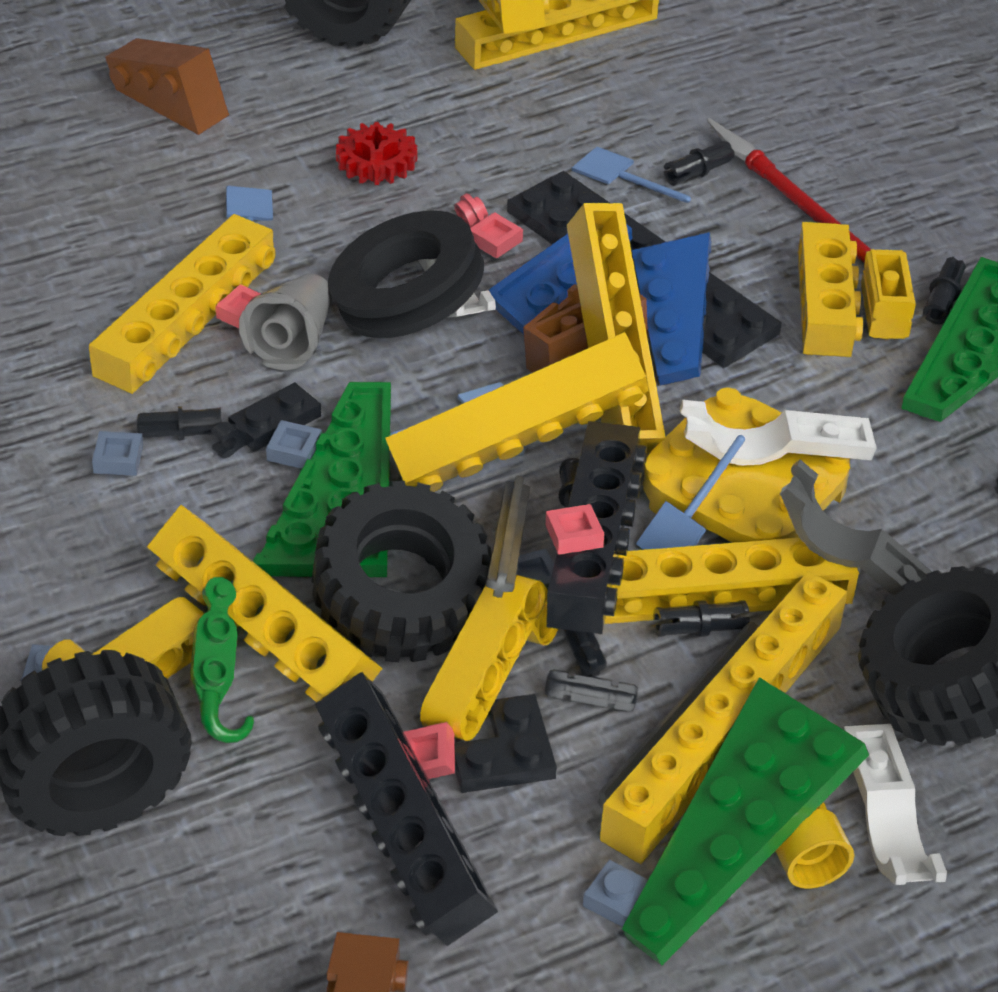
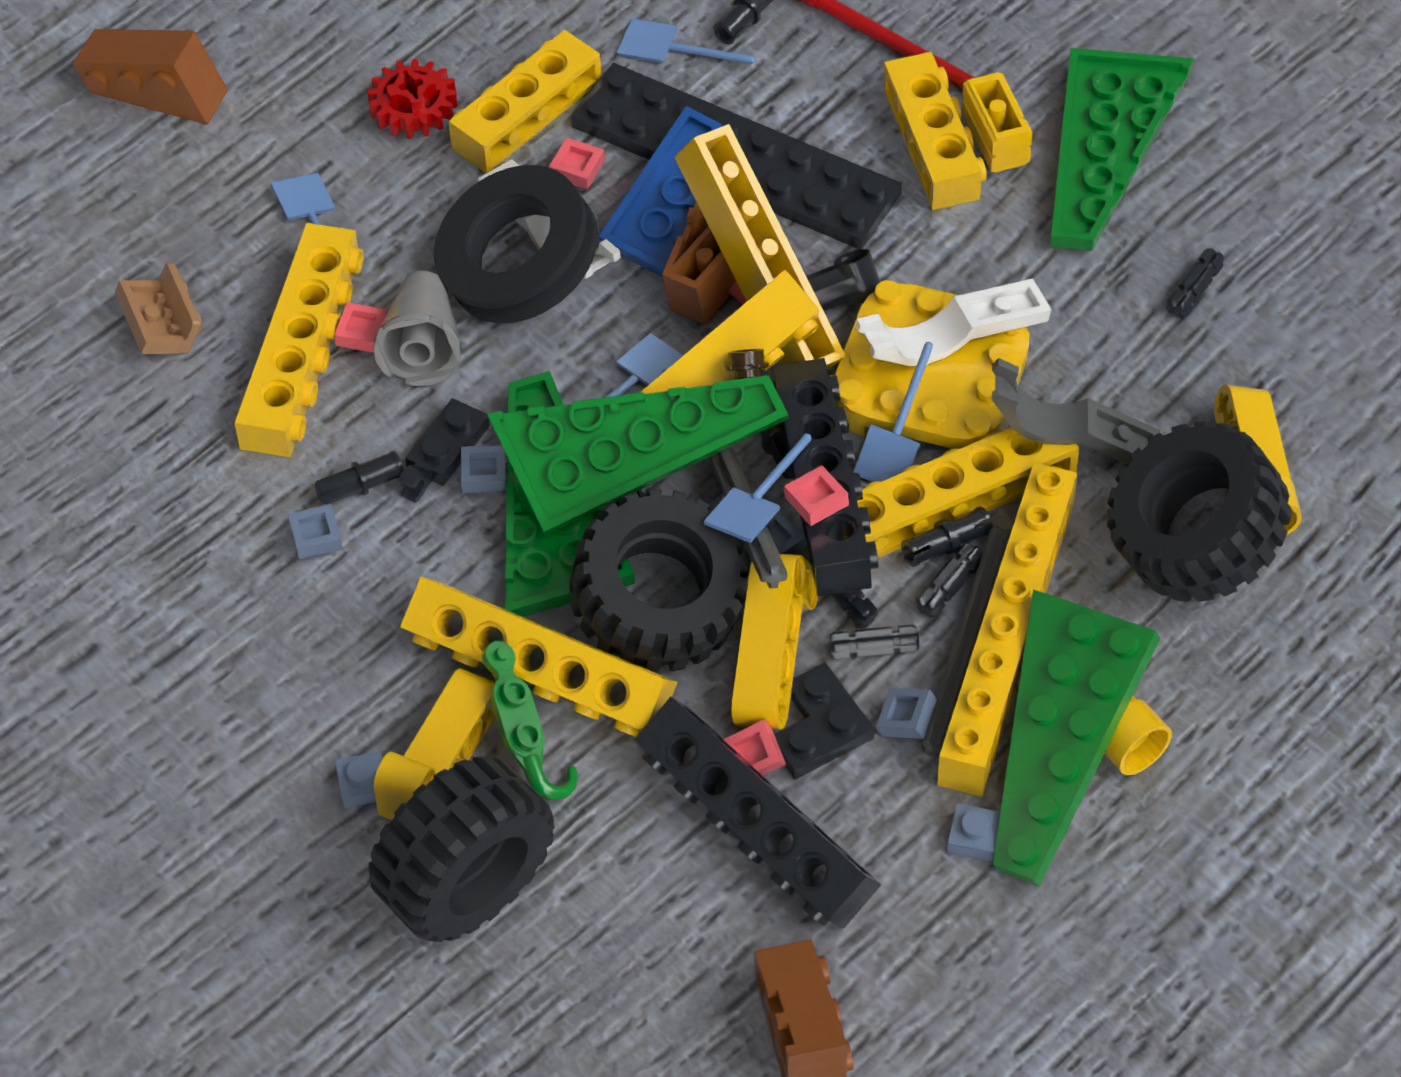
camera: 15 degrees left, 10 degrees up
(77, 253) = (160, 312): none -> medium nougat bracket
(426, 442) = (606, 447): none -> green wing
(470, 209) = (540, 142): coral plate -> none
(486, 171) = (525, 101): none -> yellow brick
(502, 528) = (745, 513): none -> medium blue piece
(559, 404) = (746, 363): none -> dark brown plate
(593, 761) = (906, 713): none -> sand blue plate
(675, 283) = (793, 185): blue wing -> none
(687, 657) = (949, 580): none -> black axle
(691, 382) = (848, 280): none -> black piece
(891, 809) = (1185, 675): white piece -> none
(944, 291) = (1047, 97): black axle -> none

